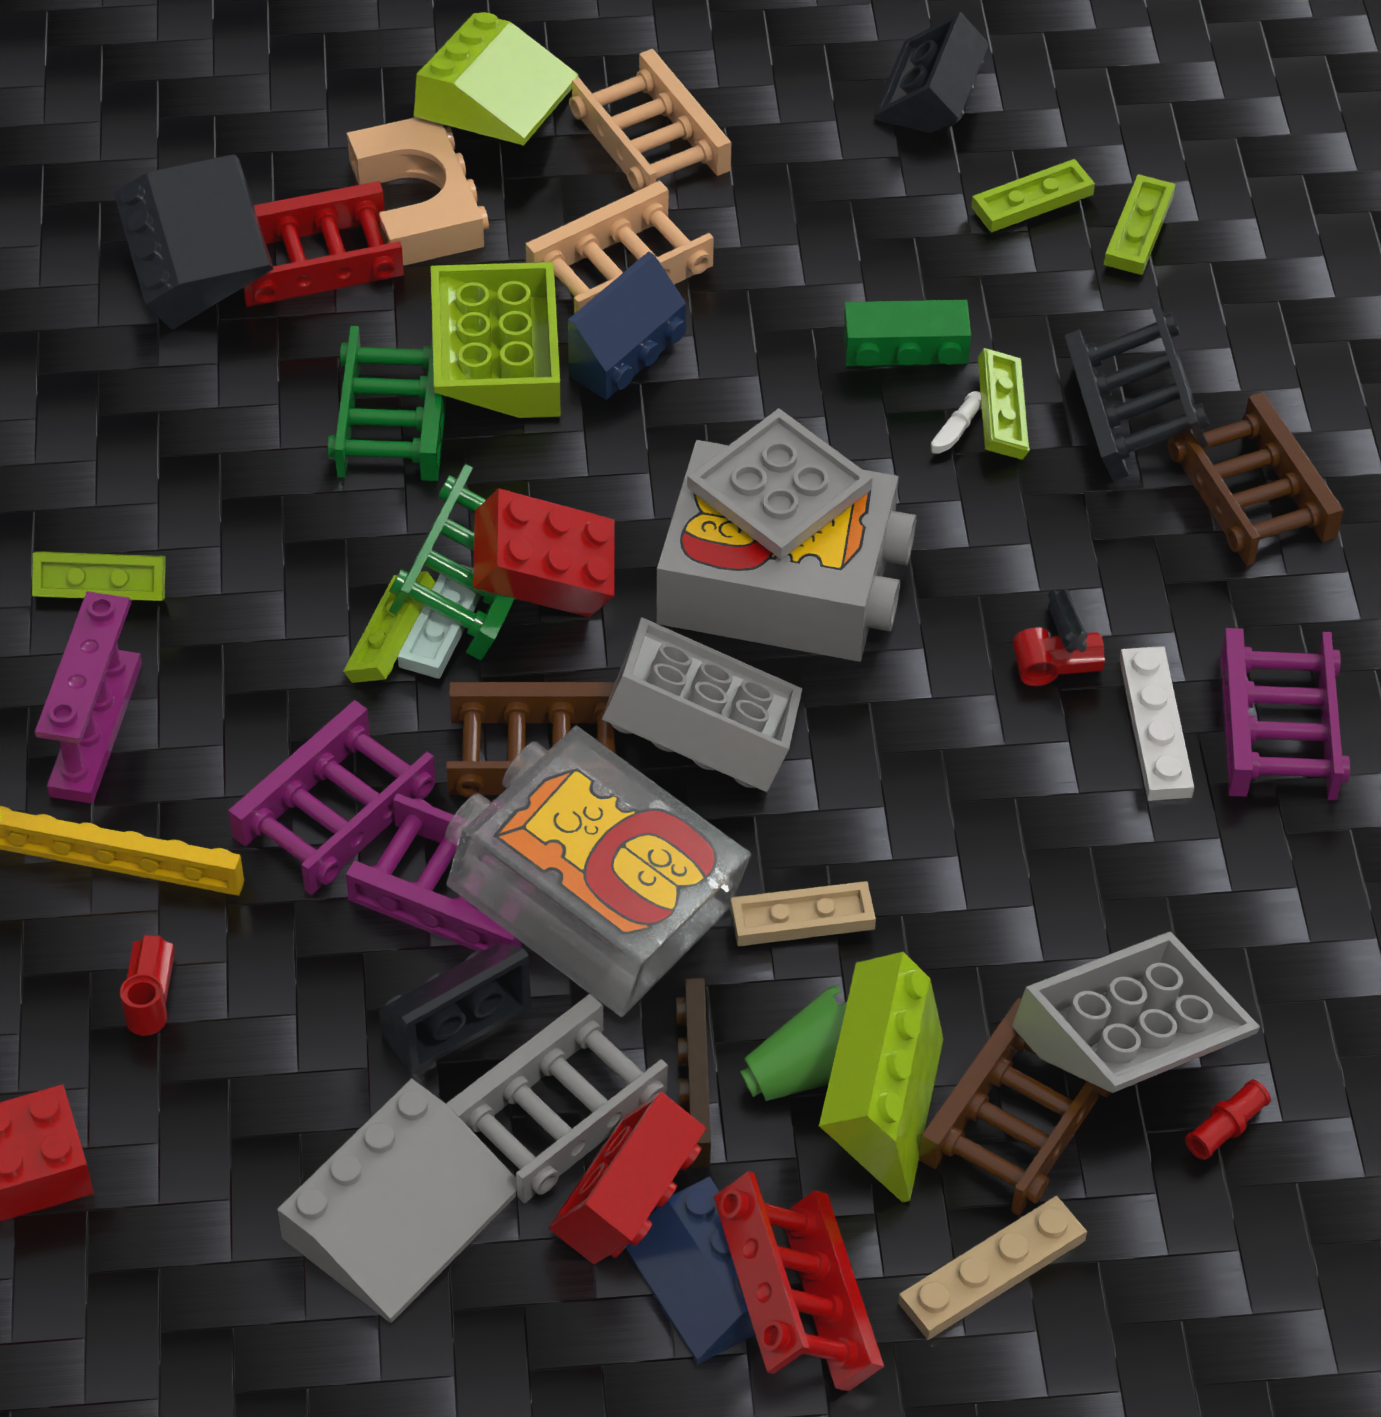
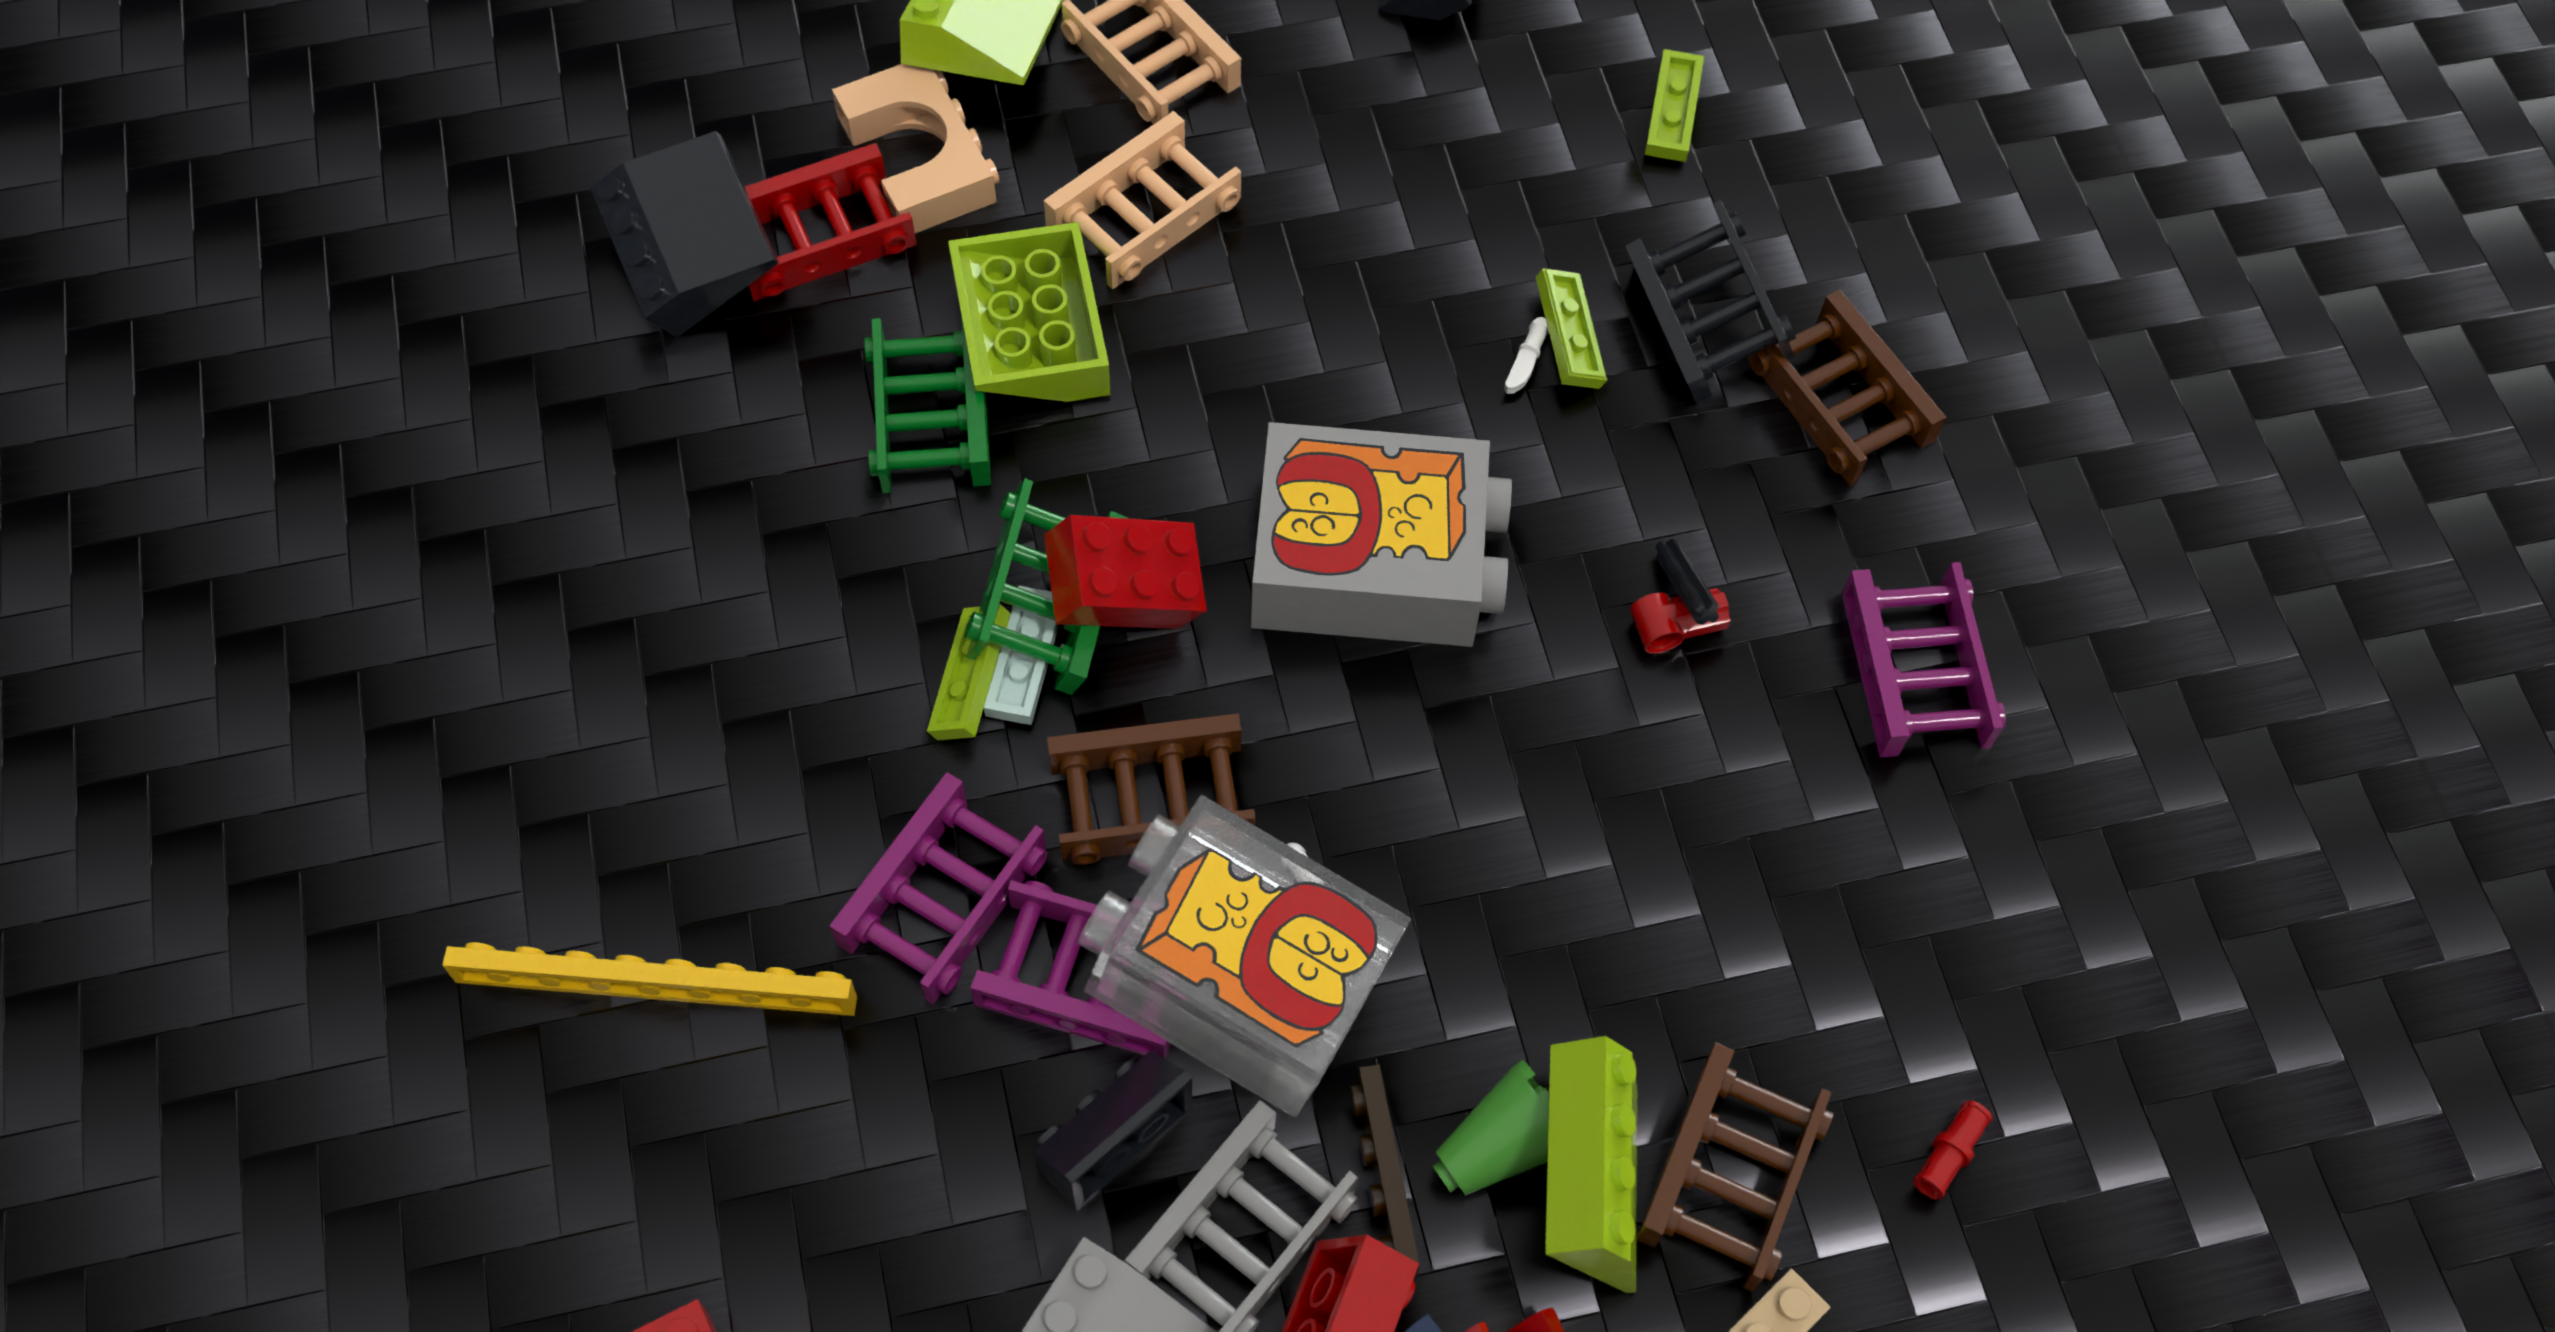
camera: 10 degrees left, 10 degrees up
(89, 697) = (654, 808): magenta fence -> none
(111, 574) = (642, 649): lime plate -> none
(147, 985) = (771, 1144): red piece -> none
(625, 327) = (1166, 288): dark blue slope -> none
(703, 705) = (1323, 730): light grey slope -> none
(779, 483) = (1368, 468): light grey plate -> none
(802, 913) = (1465, 962): tan plate -> none
(906, 332) = (1458, 258): green brick -> none
(1032, 195) = (1559, 83): lime plate -> none
(1130, 1015) = (1846, 1059): light grey slope -> none
(1156, 723) = (1792, 684): white plate -> none

